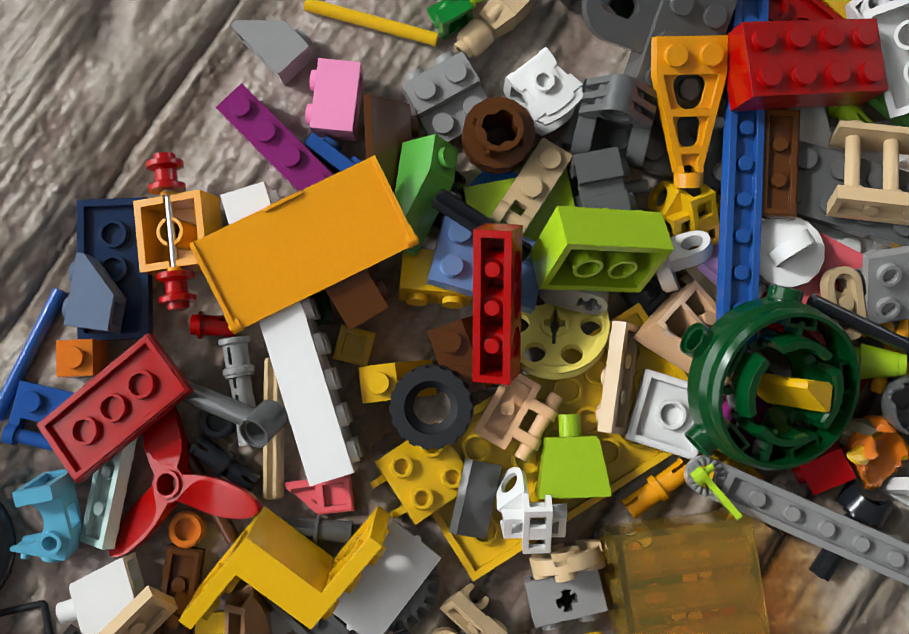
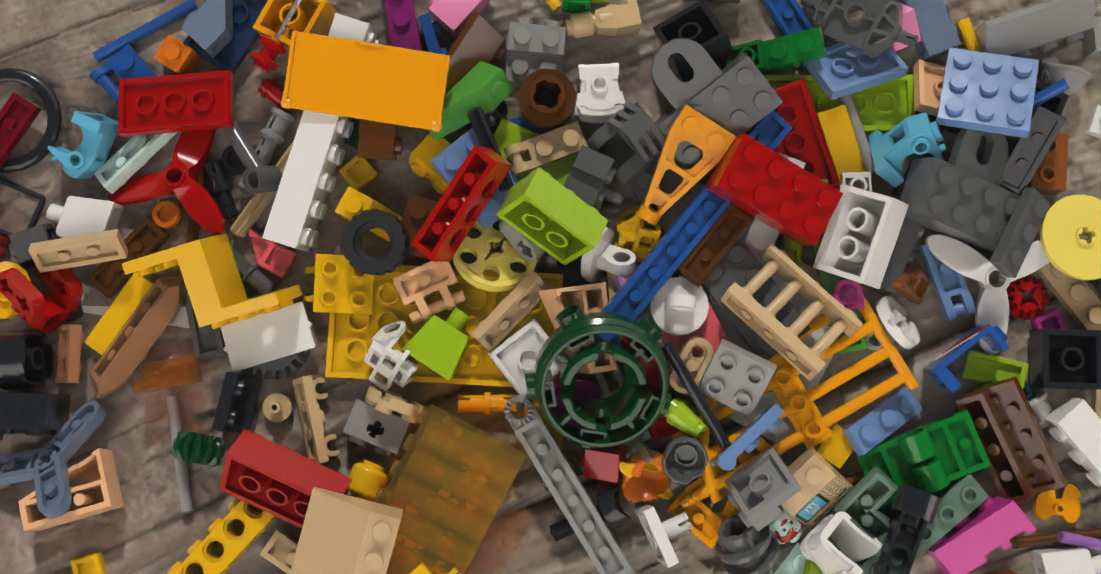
camera: 30 degrees right, 0 degrees up
(475, 498) = (363, 323): dark grey tile -> none
(701, 477) = (513, 407): lime piece -> none
(795, 392) = (609, 391): yellow slope -> none

